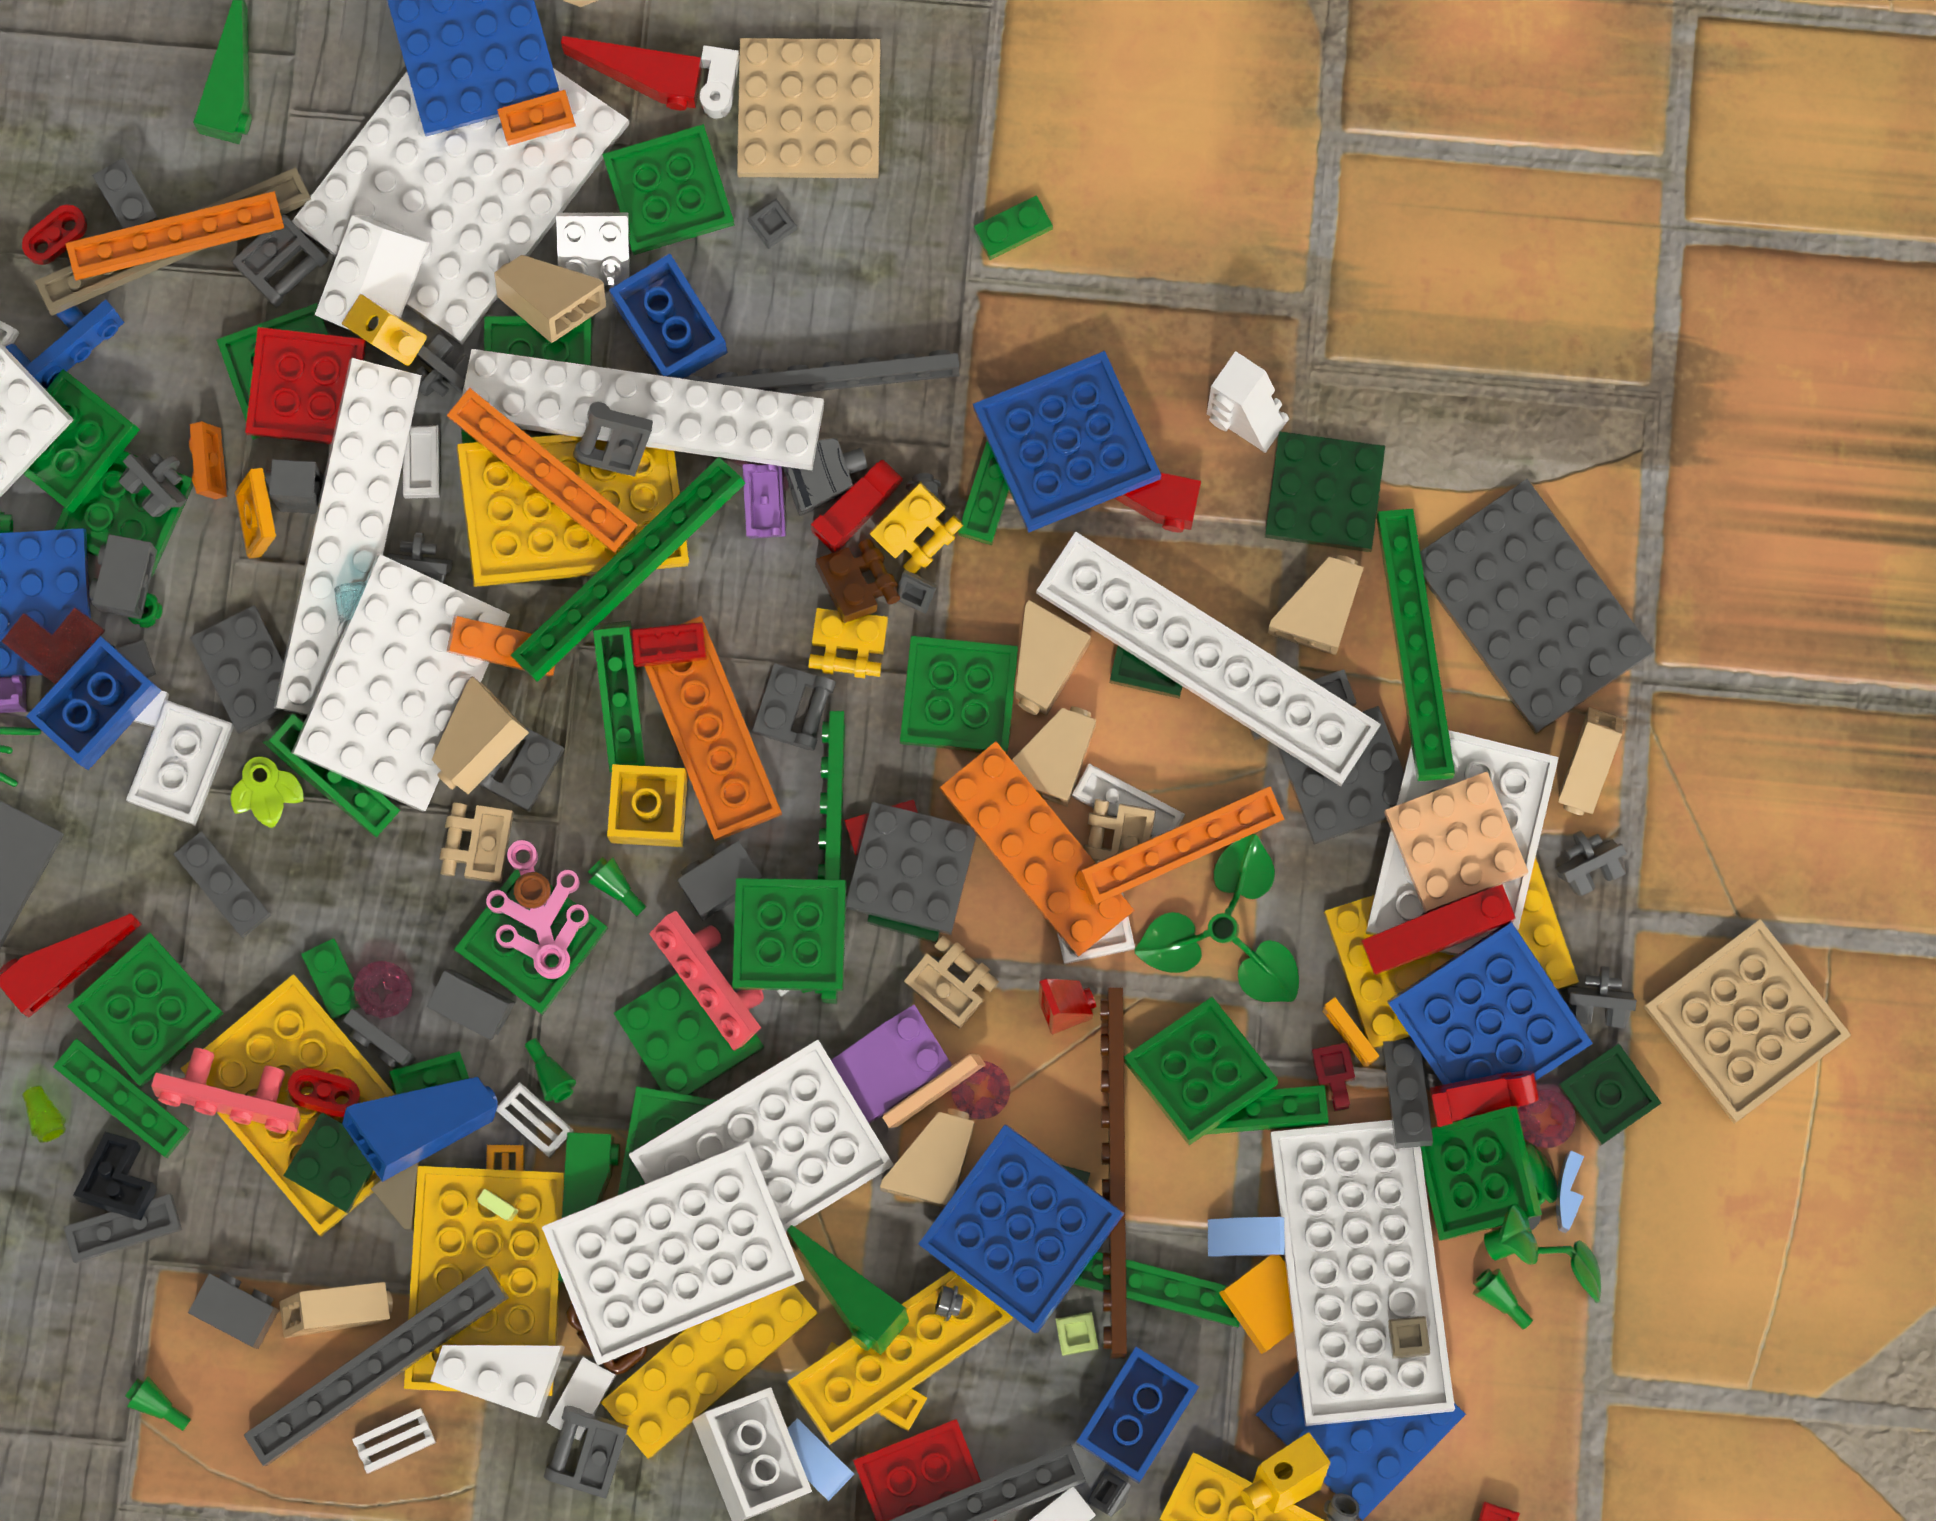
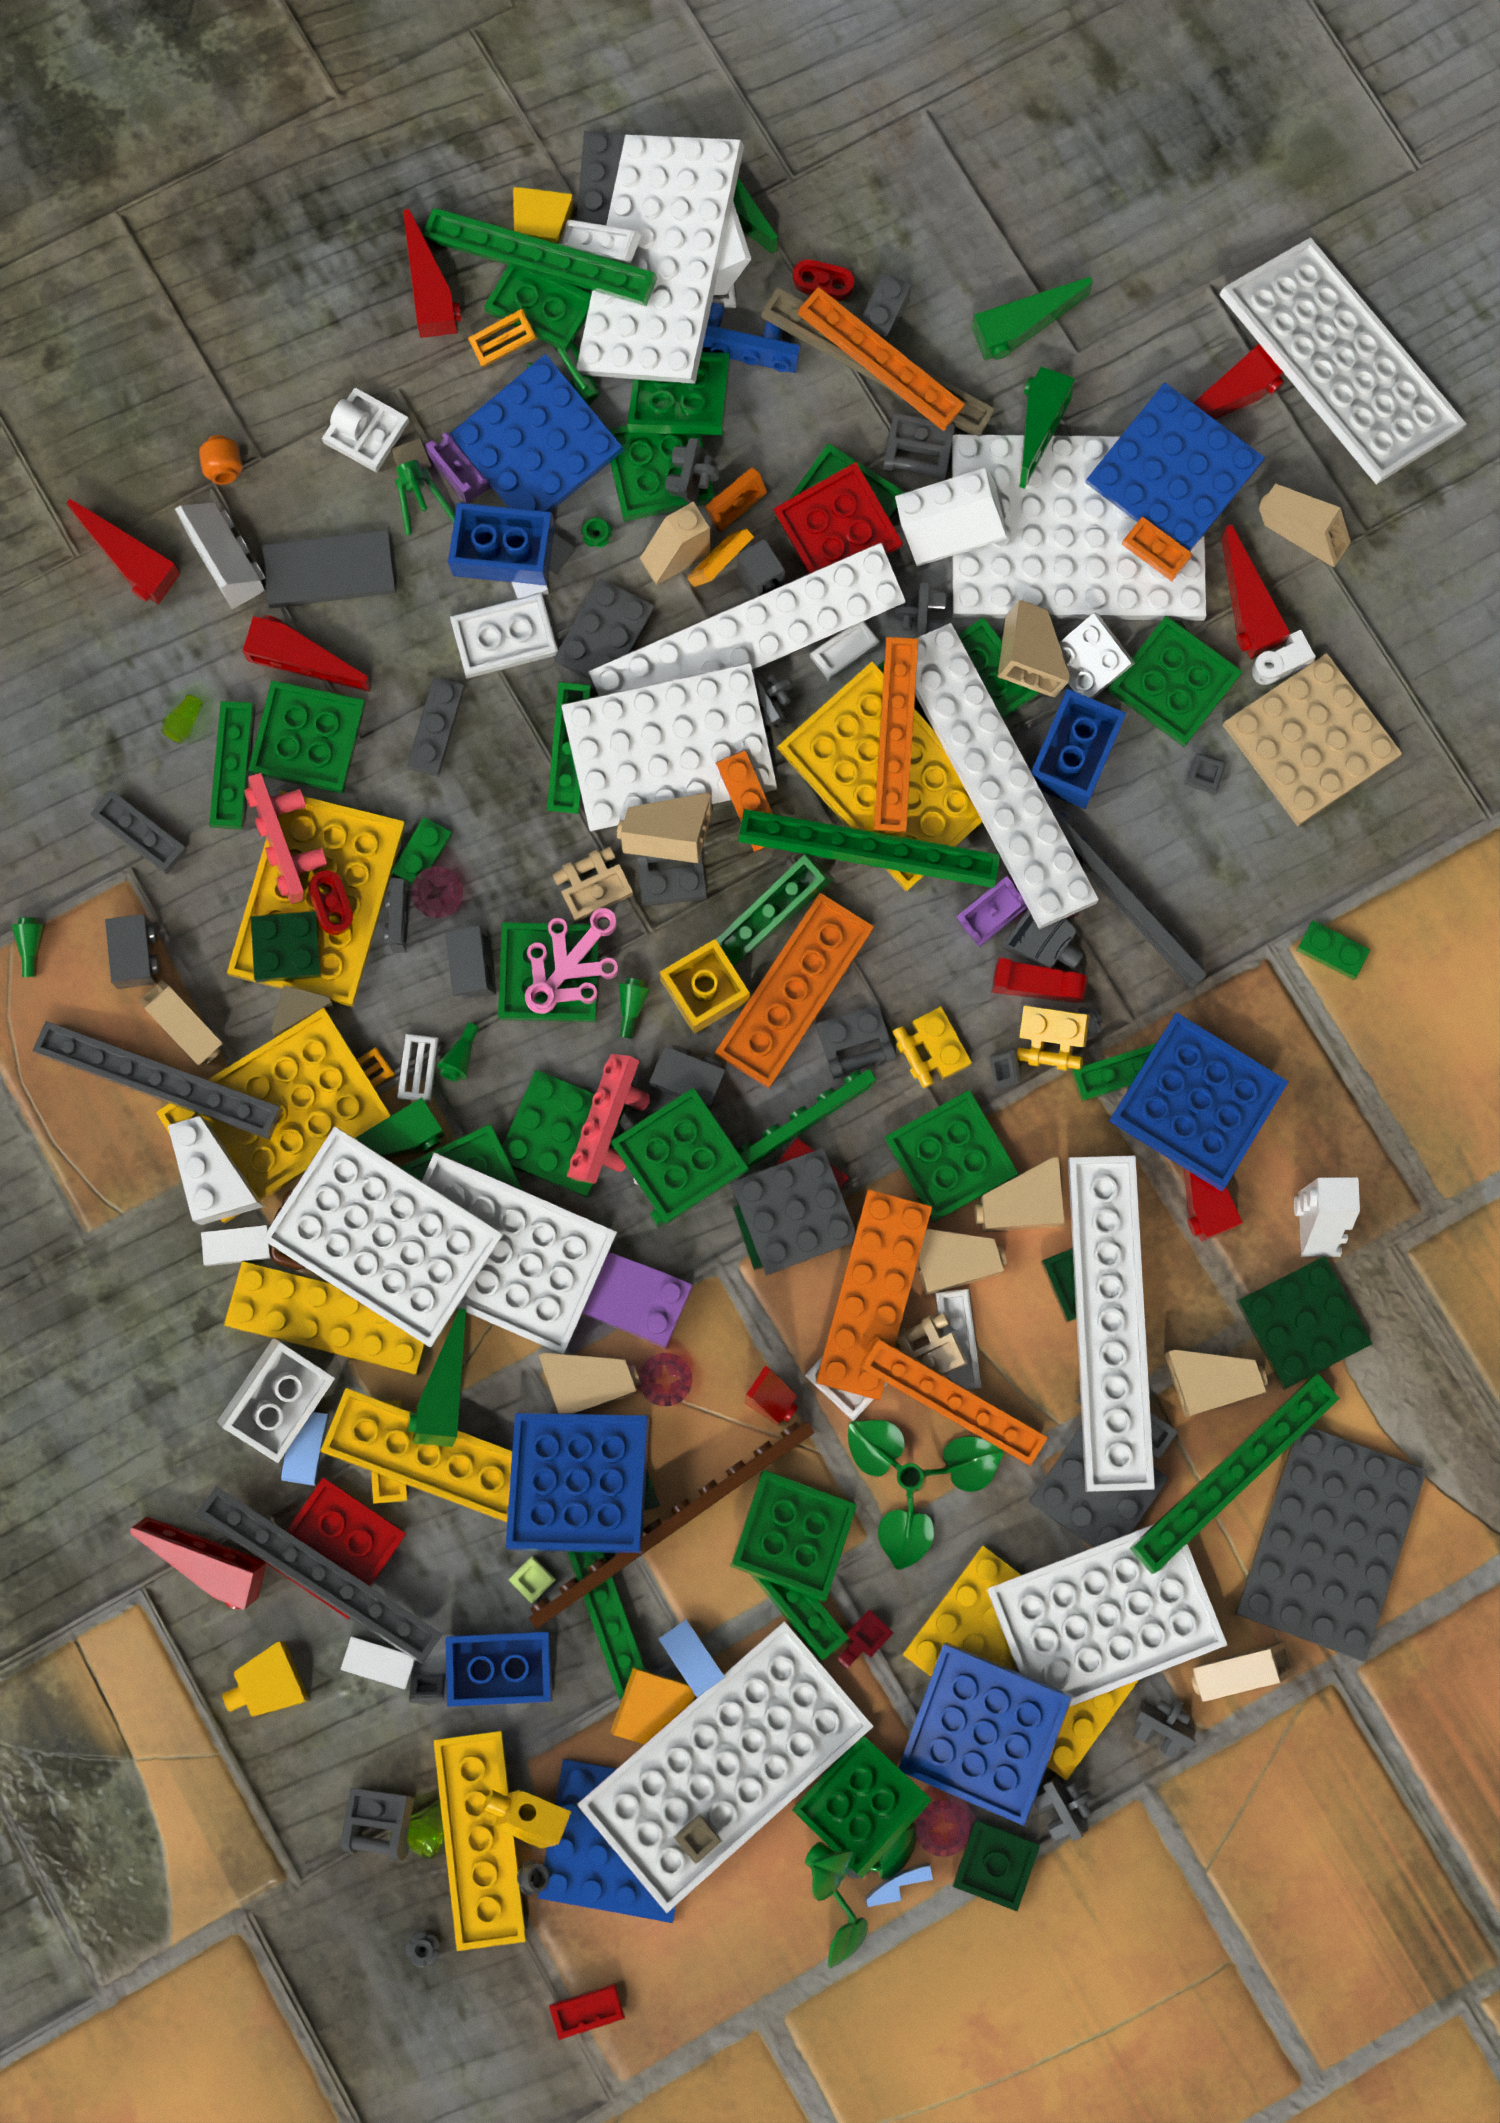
camera: 50 degrees right, 0 degrees up
(53, 652) = (516, 487): clear red plate -> none
(107, 1179) = (162, 797): black plate -> none
(123, 576) = (607, 499): dark grey brick -> none
(214, 543) = (677, 544): none -> tan slope
(266, 796) = (521, 713): lime plate -> none
(327, 121) = (1047, 402): none -> green slope
(348, 598) = (702, 664): clear light blue slope -> none
(365, 1453) = (92, 1118): white tile -> none
(391, 334) = (921, 557): yellow torso -> none
(418, 1123) = (354, 986): blue slope -> none
(429, 1073) = (394, 972): green plate -> none
(497, 1205) = (331, 1083): yellowish green tile -> none
(532, 890) = (581, 946): dark orange plate -> none
(598, 1453) = (201, 1286): dark grey plate -> none
(624, 444) = (961, 778): dark grey plate -> none
(668, 644) = (834, 917): red plate -> none
(848, 587) = (973, 1017): reddish brown plate -> none
(933, 1090) = (639, 1344): light nougat tile -> none
(944, 990) = (721, 1300): tan plate -> none
(948, 1302) = (486, 1467): dark grey plate -> none
(1350, 1032) = (902, 1630): light orange tile -> none
(1407, 1094) = (885, 1707): dark grey plate -> none
(1439, 929) = (1026, 1644): red slope -> none
(1456, 842) = (1104, 1611): light nougat plate -> none
(1483, 1095) = (924, 1767): red leg -> none
(1495, 1291) = (782, 1881): green cone -> none
(1747, 1021) = (1128, 1936): tan plate -> none

